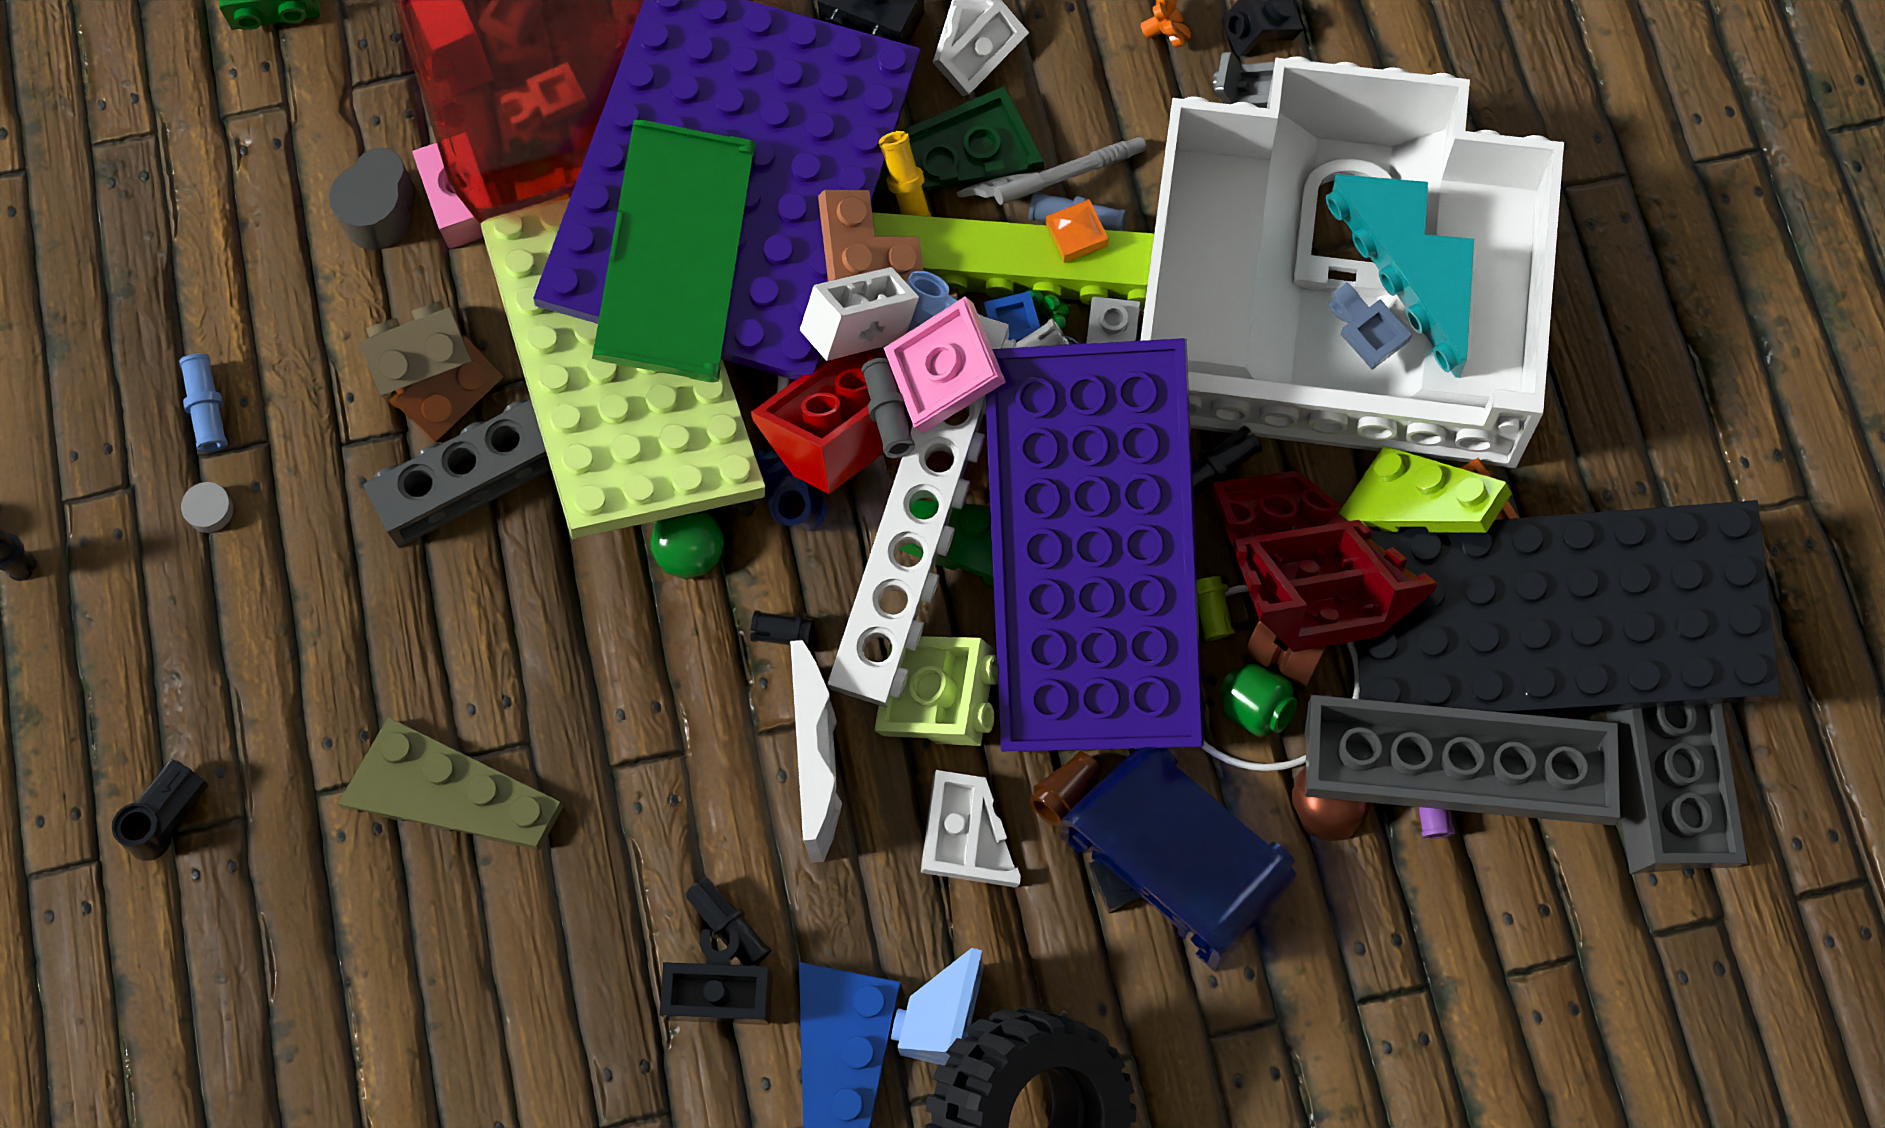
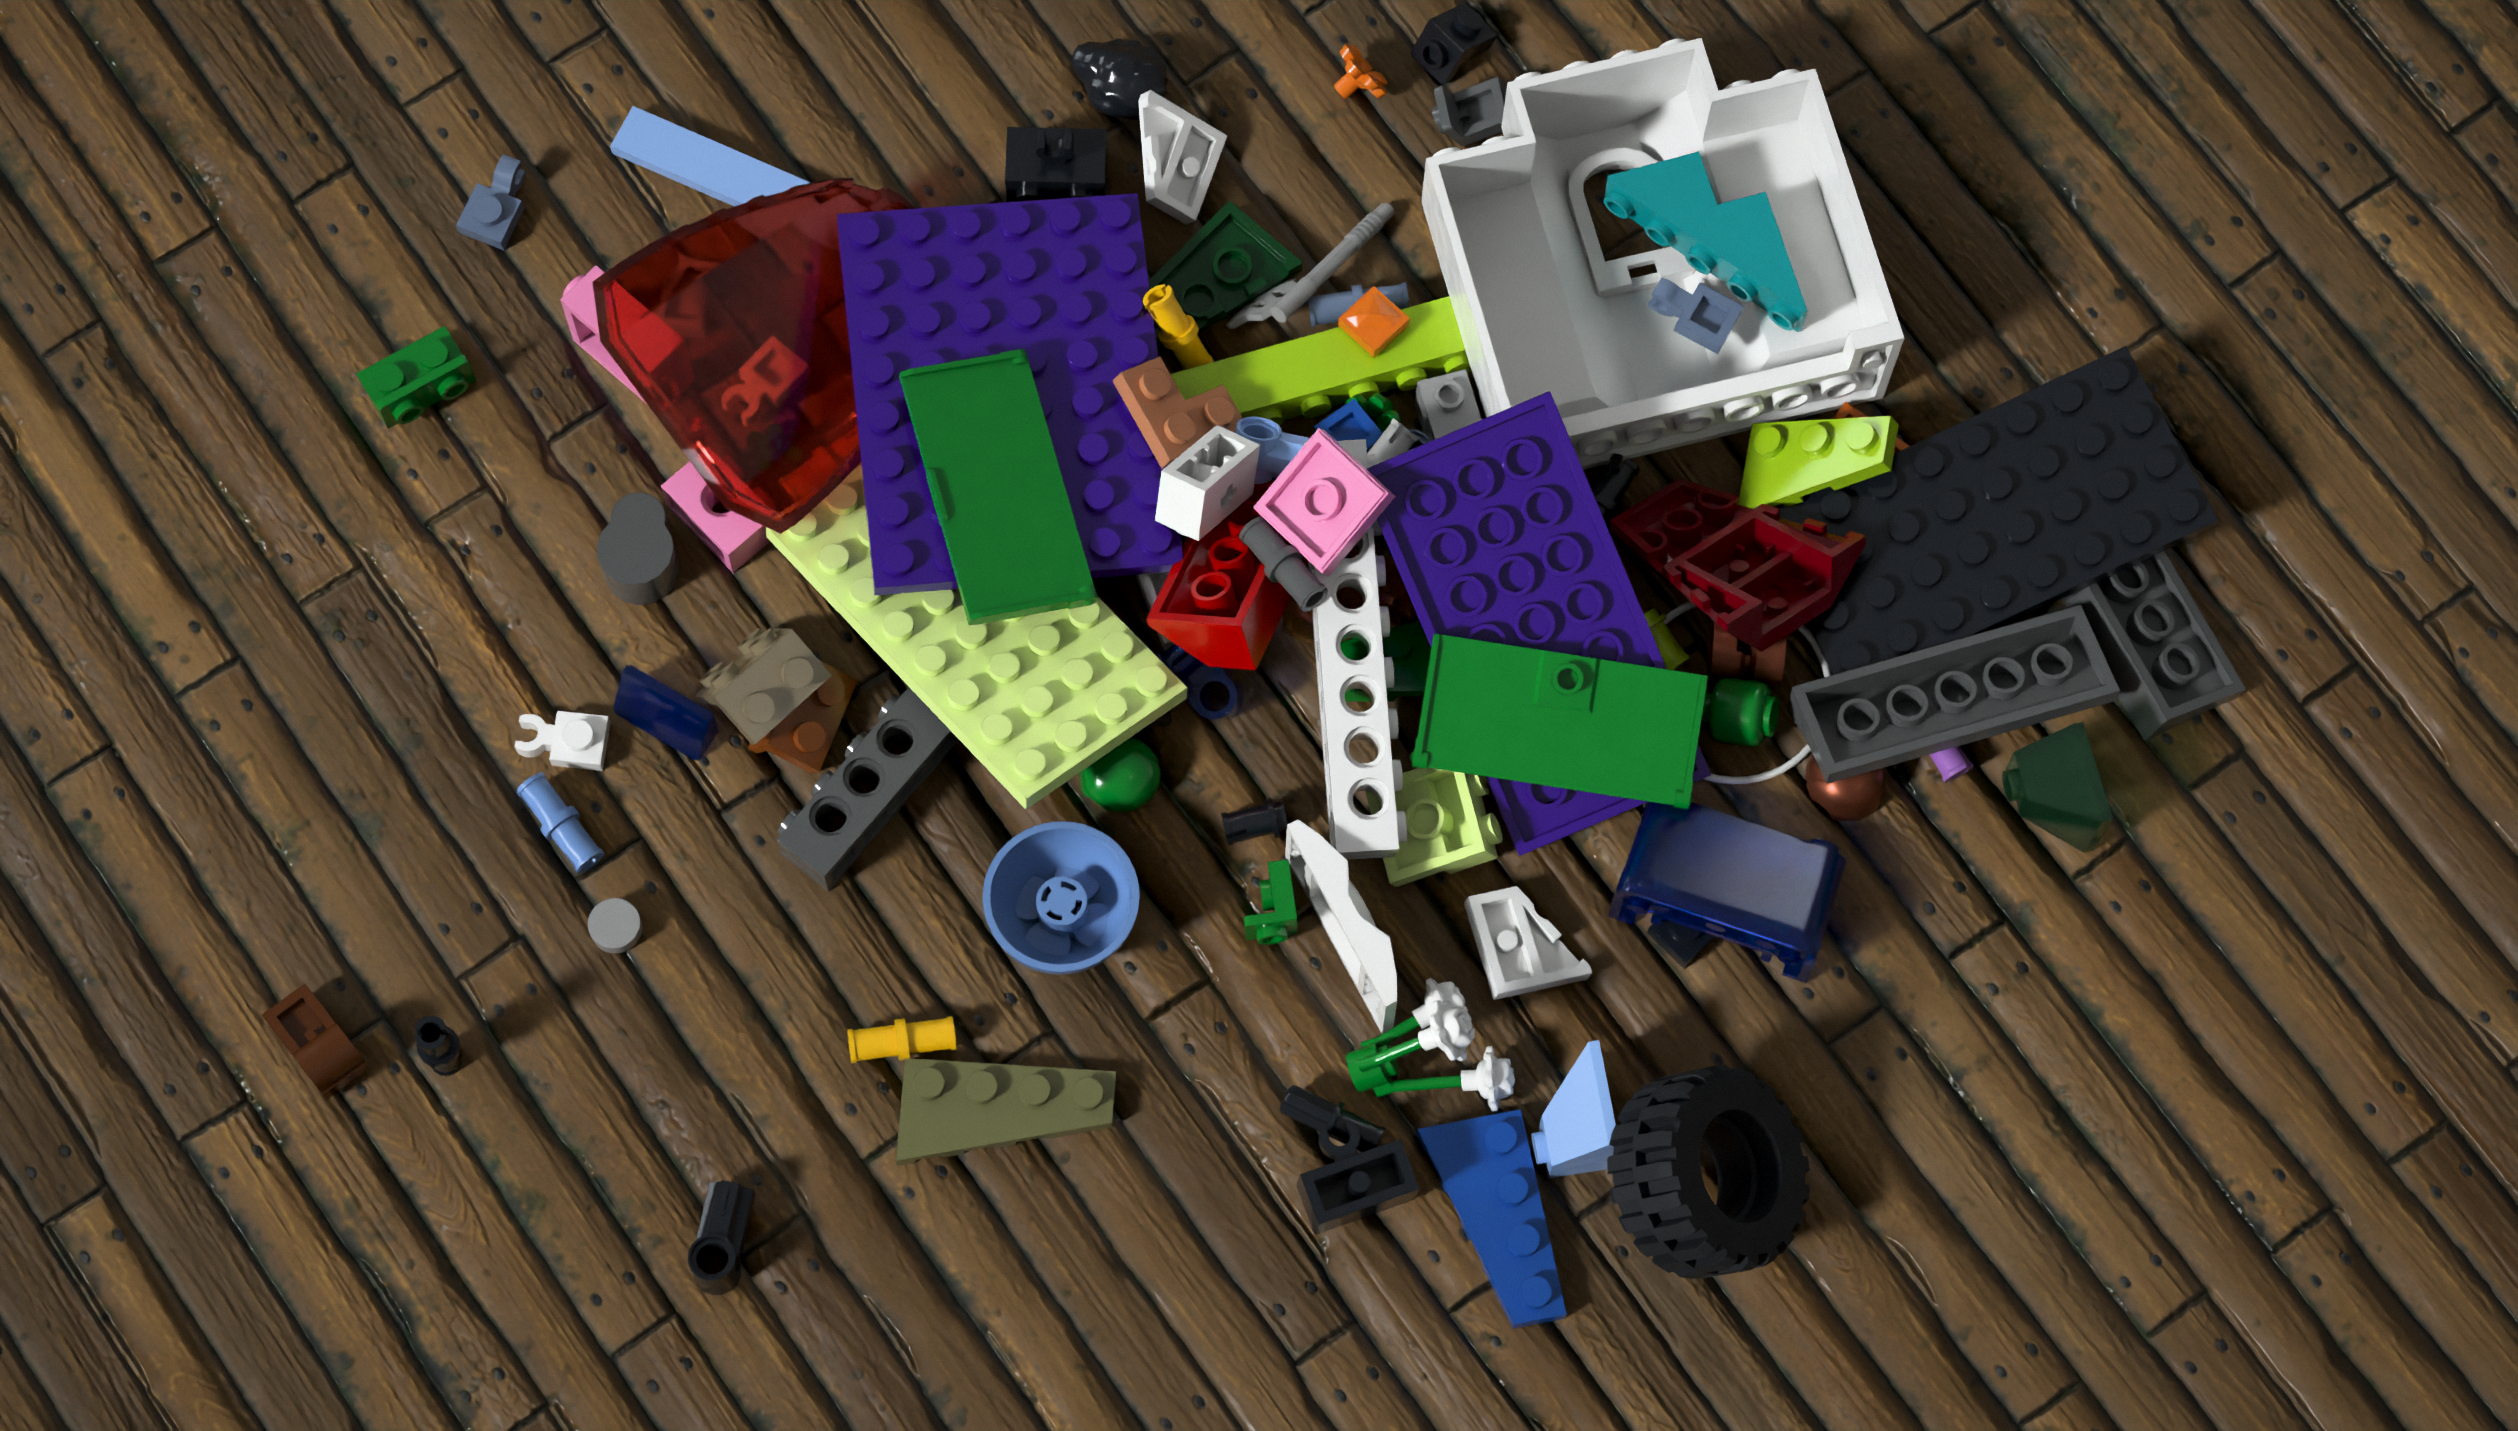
camera: 30 degrees left, 0 degrees up
(246, 339) = (573, 741): none -> white plate
(332, 345) = (664, 713): none -> clear blue slope
(392, 699) = (901, 1039): none -> yellow pin
(570, 605) = (1052, 872): none -> medium blue piece
(771, 704) = (1276, 896): none -> green bracket
(851, 887) = (1451, 1032): none -> plant
(1064, 788) = (1595, 869): reddish brown cone -> none
(1081, 643) = (1560, 720): none -> green door
(1525, 885) = (2060, 787): none -> clear green slope

